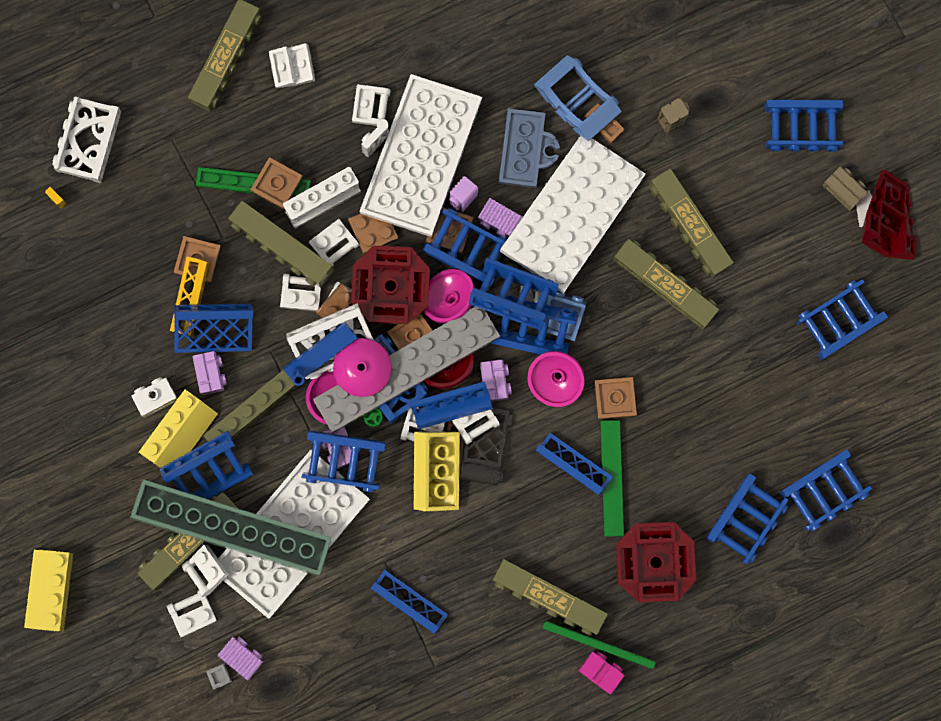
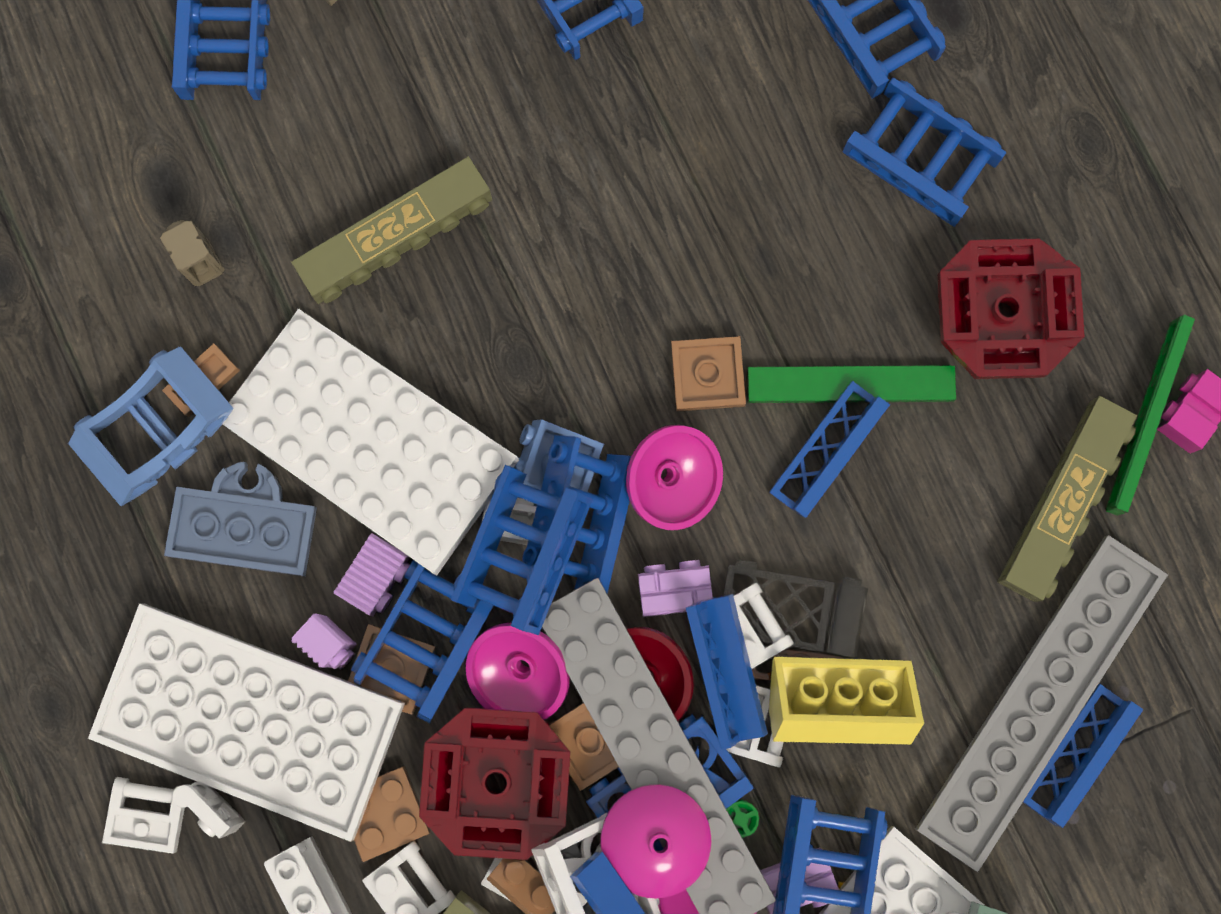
camera: 85 degrees left, 0 degrees up
(438, 581) = (1041, 703): none -> light grey plate
(666, 284) = (502, 278): olive brick -> none

